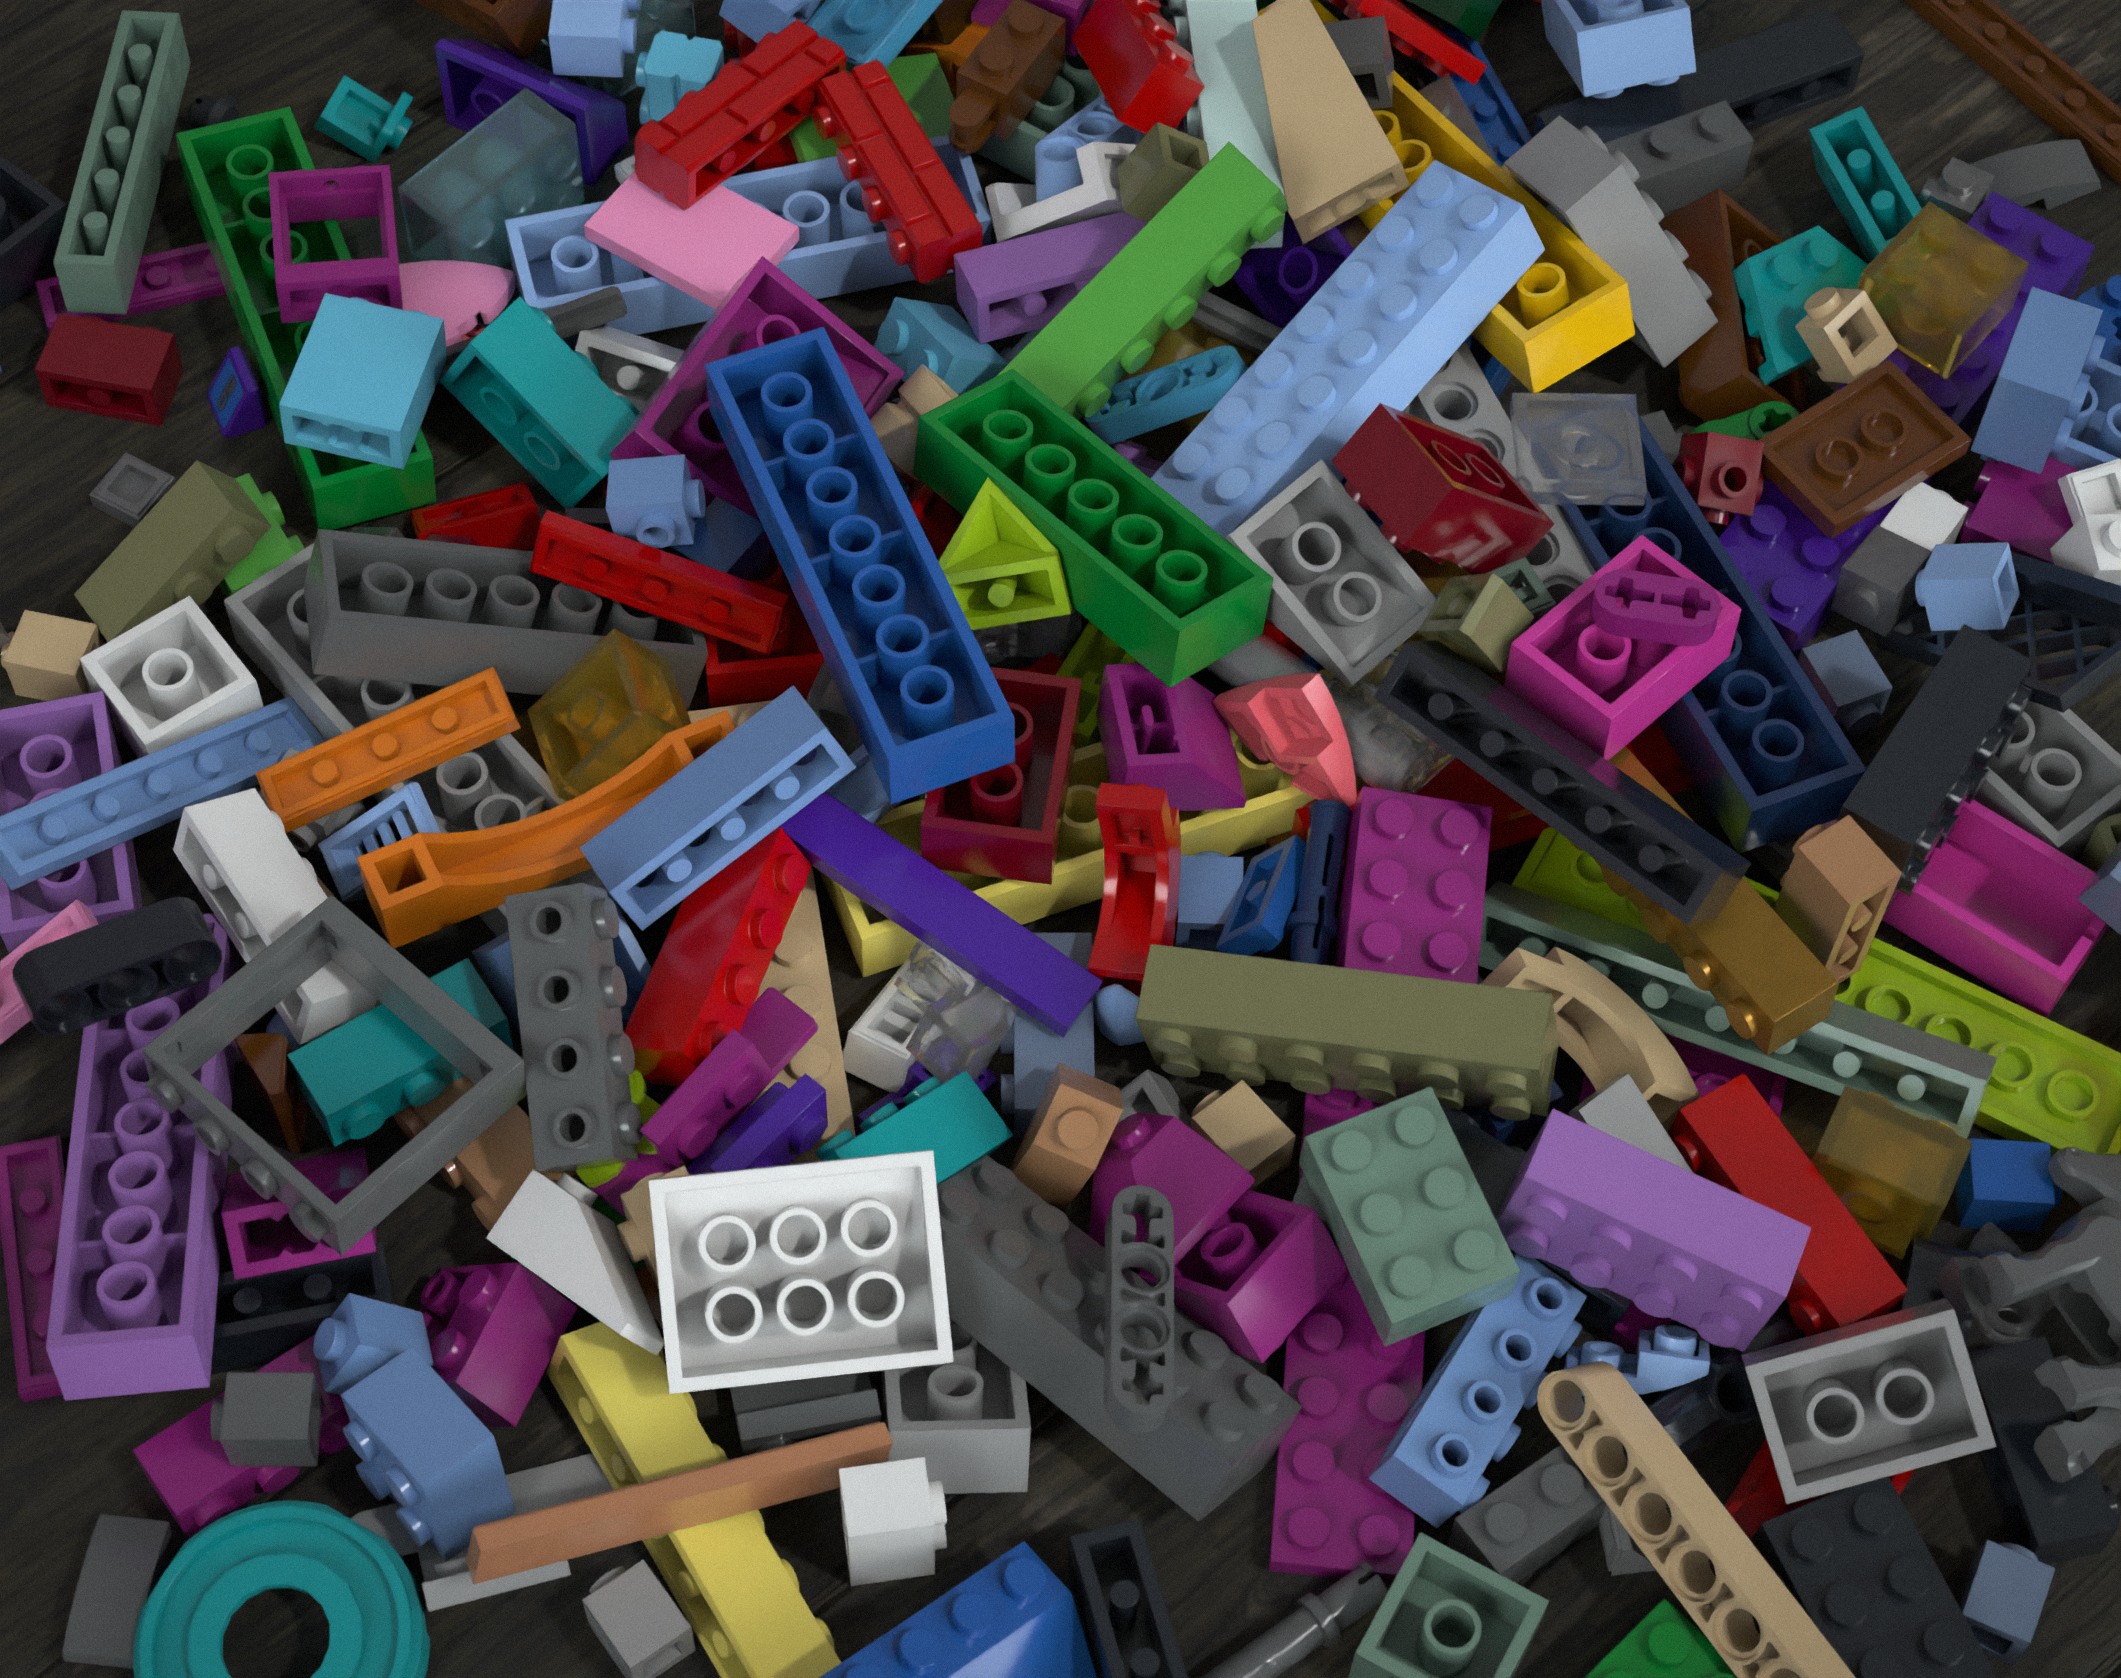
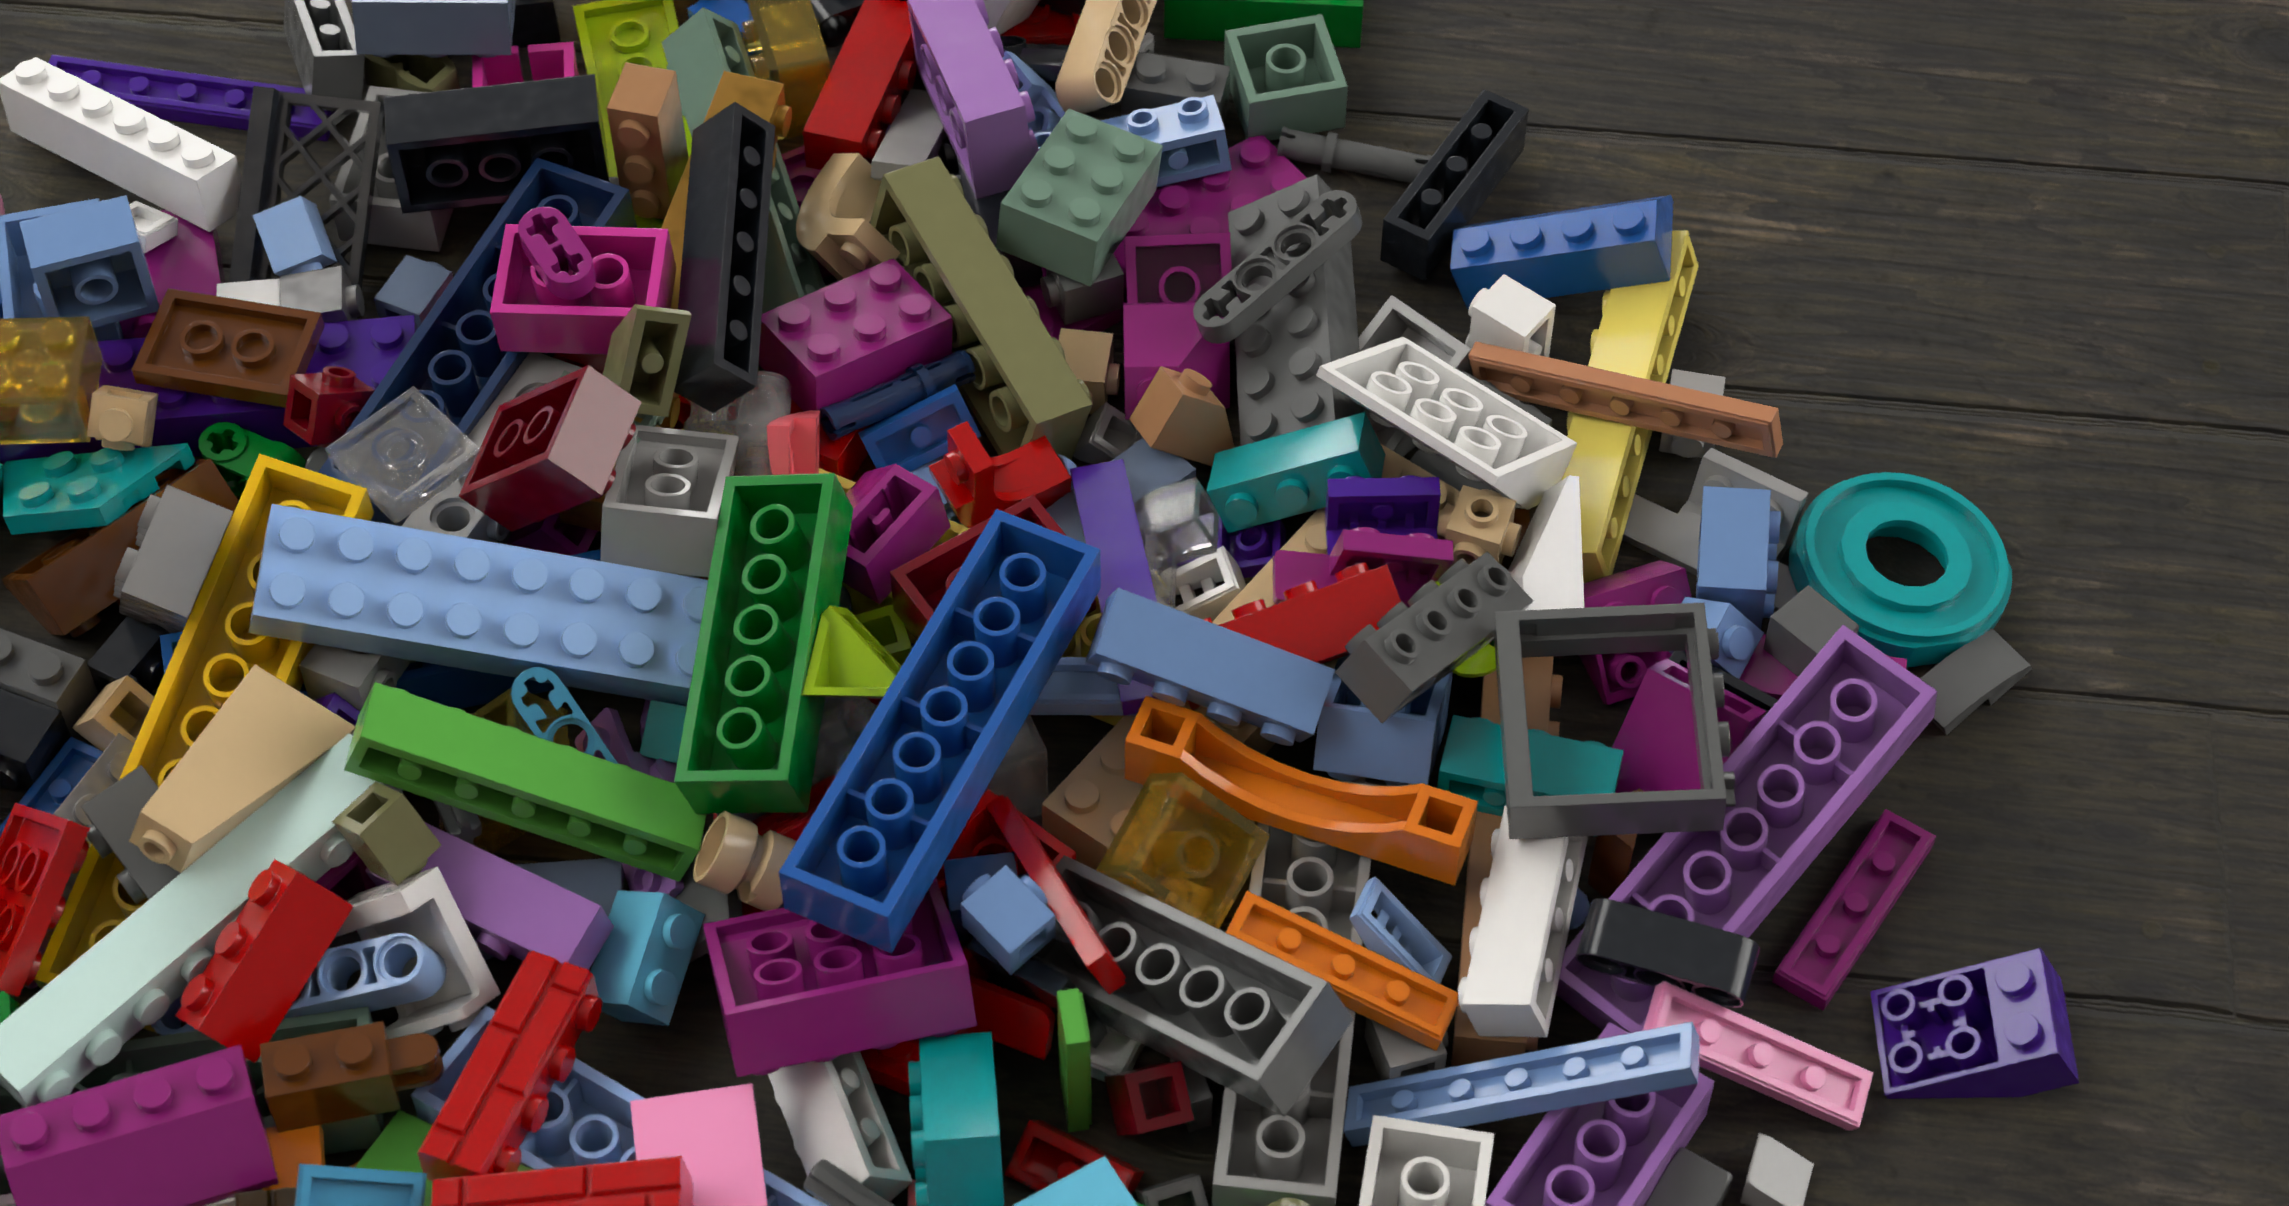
camera: 130 degrees left, 5 degrees down
(518, 499) = (1074, 1059): none -> bright green tile

